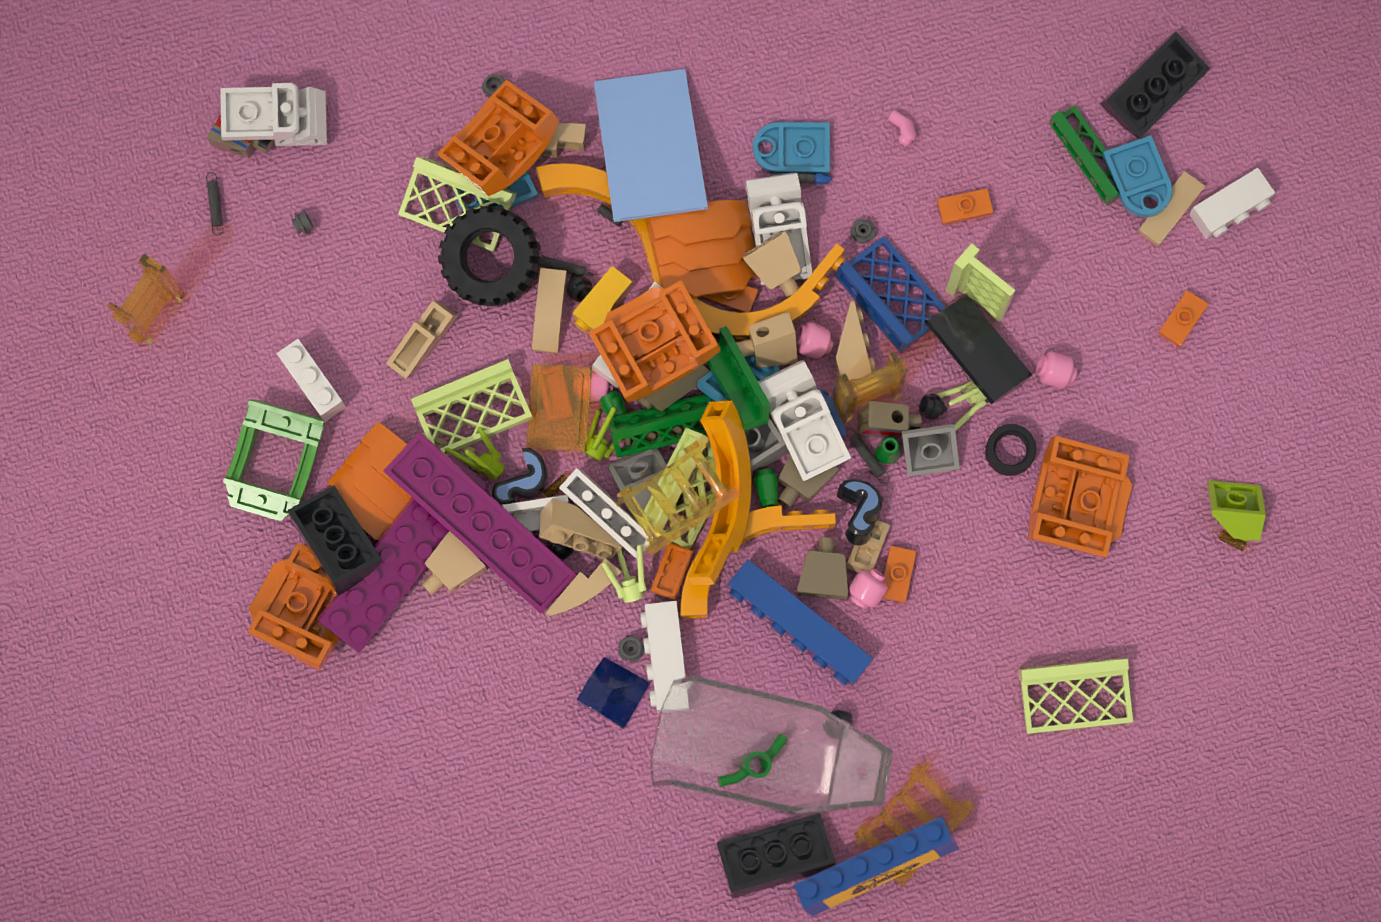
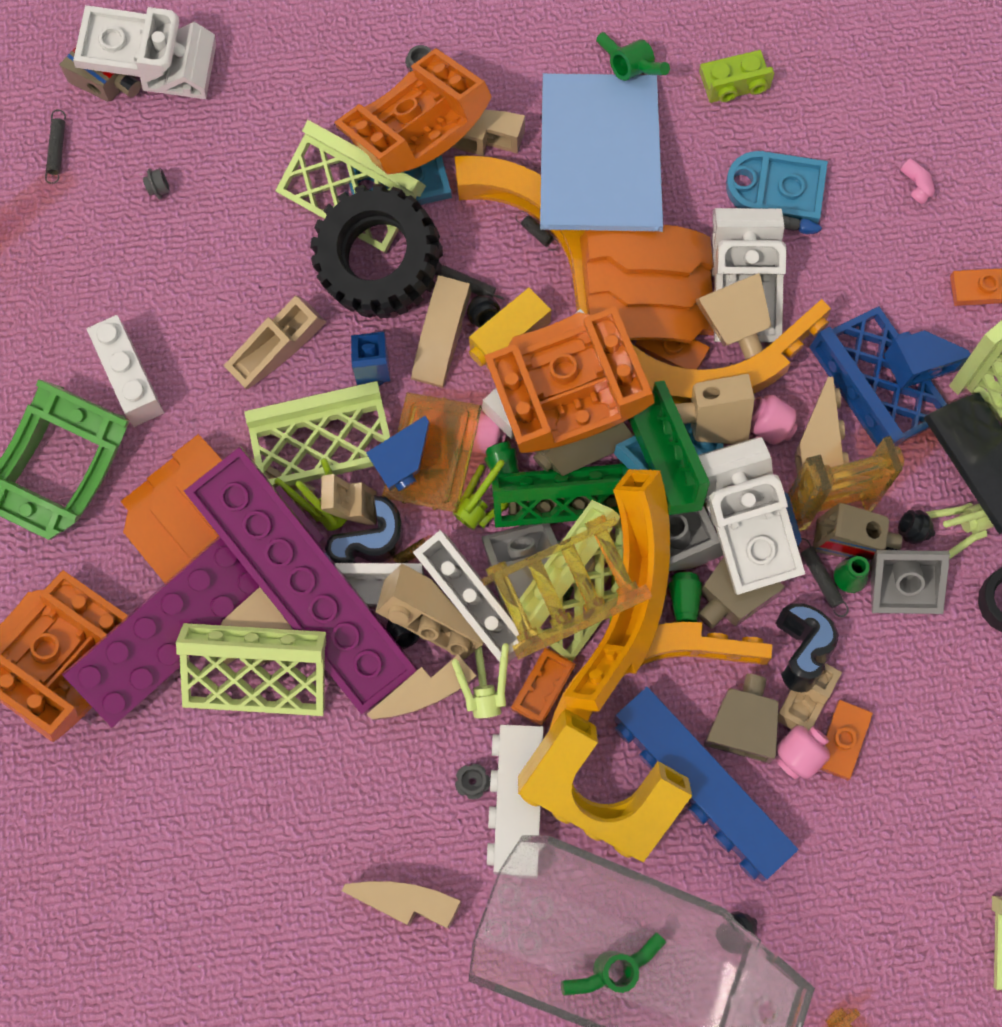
camera: 10 degrees right, 5 degrees down
(335, 539) = (109, 573): black slope -> none
(454, 577) = (252, 647): none -> yellowish green fence
(499, 341) = (370, 358): none -> blue slope
(503, 455) = (348, 501): none -> tan slope
(537, 416) = (401, 455): none -> blue slope
(596, 741) = (405, 900): none -> tan slope
(613, 692) = (438, 836): clear blue slope -> none
(663, 60) = (632, 58): none -> green piece
(748, 60) = (736, 76): none -> lime bracket
(749, 661) = (628, 825): none -> yellow arch
(860, 237) = (851, 304): dark grey plate -> none
(920, 274) = (923, 357): none -> blue slope

